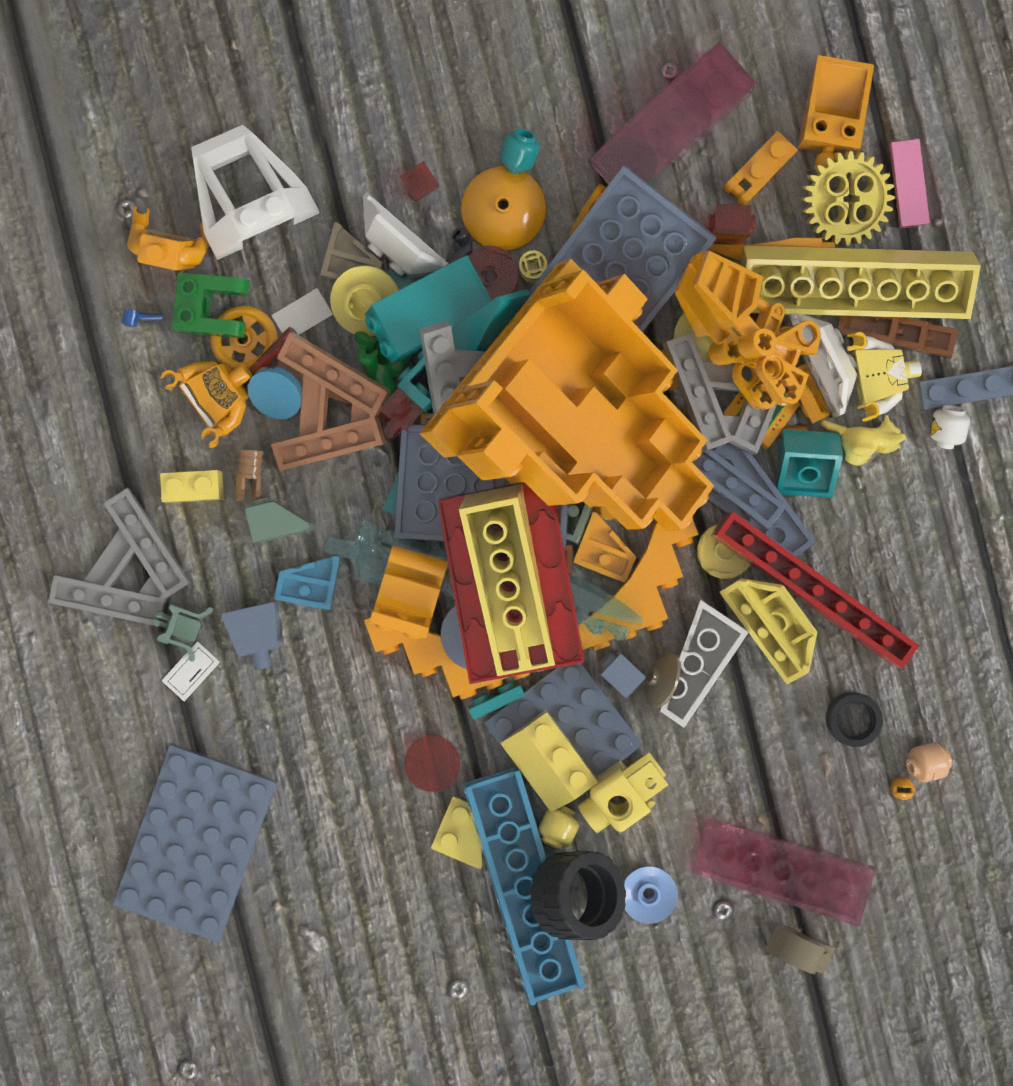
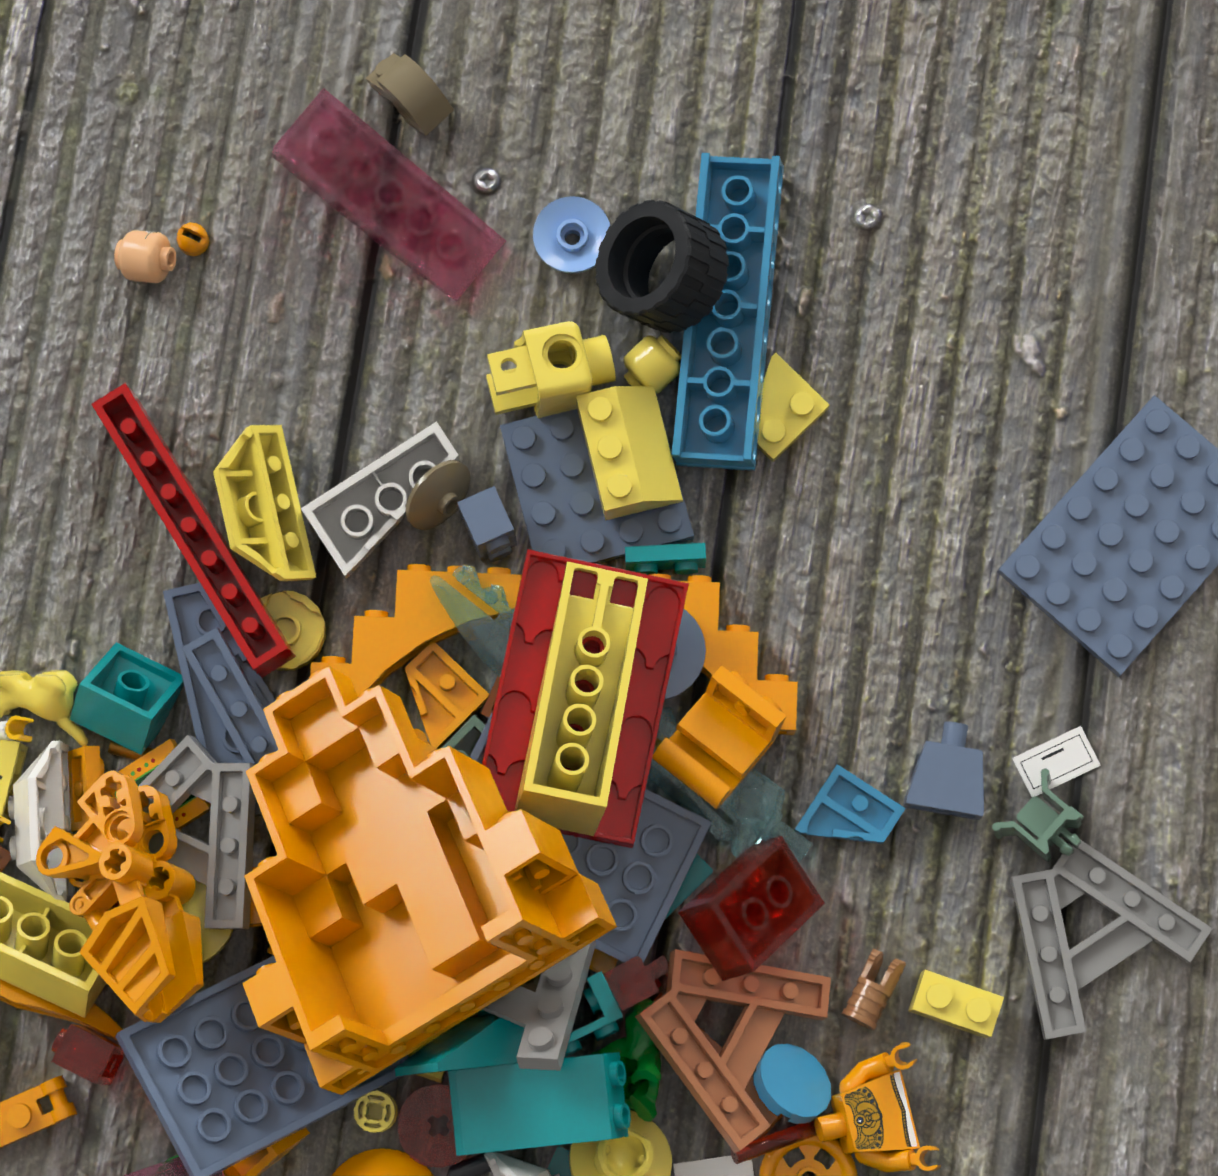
camera: 150 degrees left, 10 degrees down
(274, 521) = (860, 908): sand green slope -> none
(344, 490) = (751, 908): none -> clear red brick
(432, 763) = (783, 512): clear red tile -> none
(875, 715) = (201, 322): black tyre -> none

